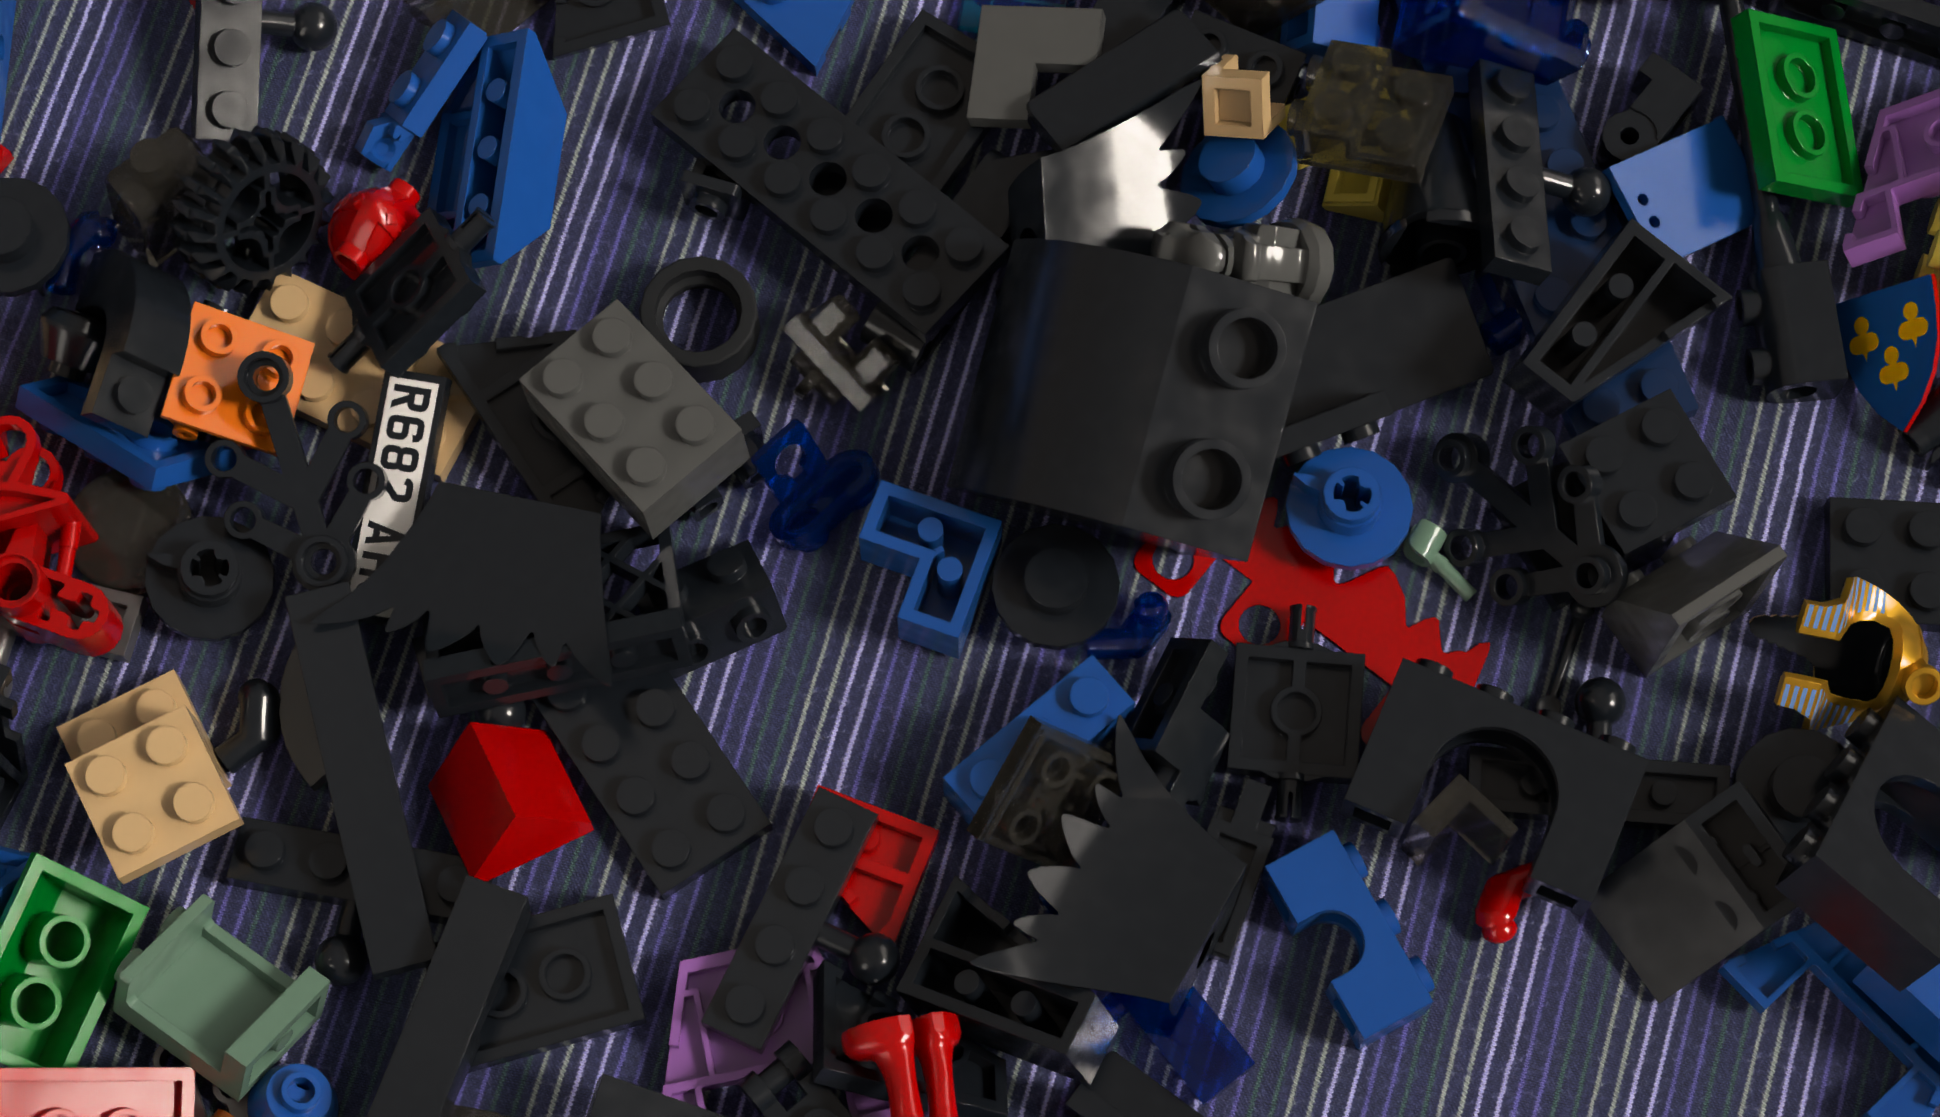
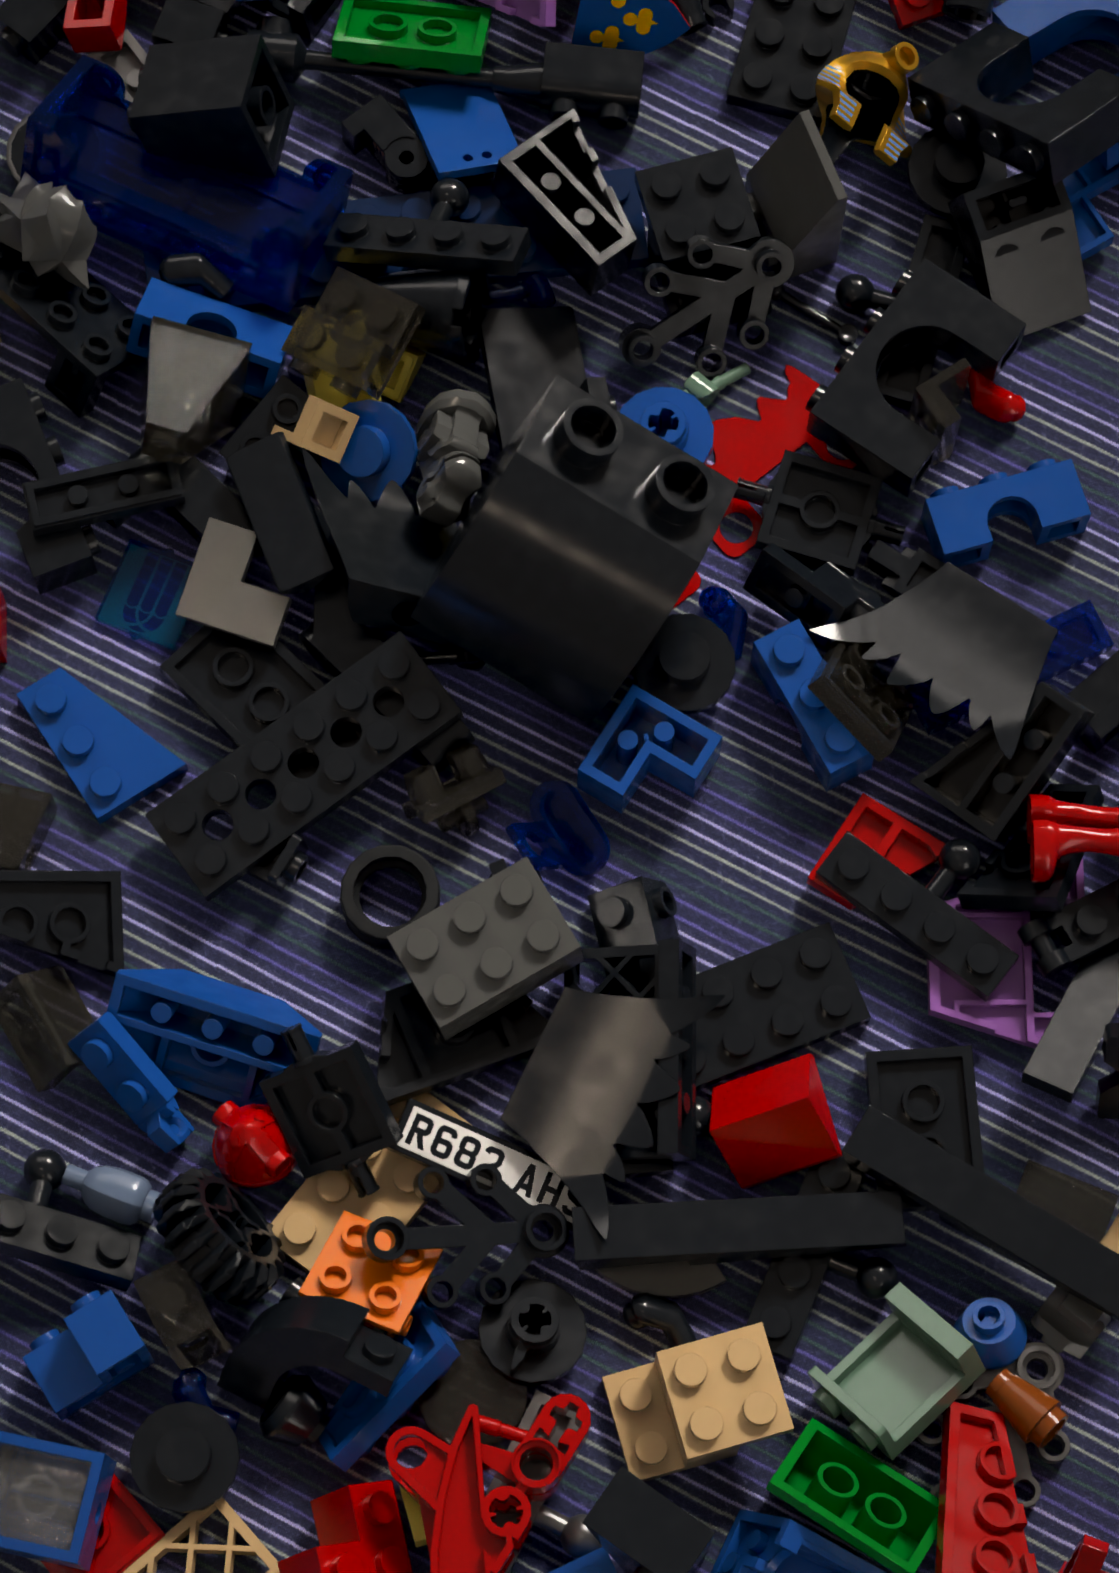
camera: 80 degrees left, 0 degrees up
(102, 105) = (89, 1356): none -> blue brick
(299, 97) = (114, 1192): none -> sand blue plant

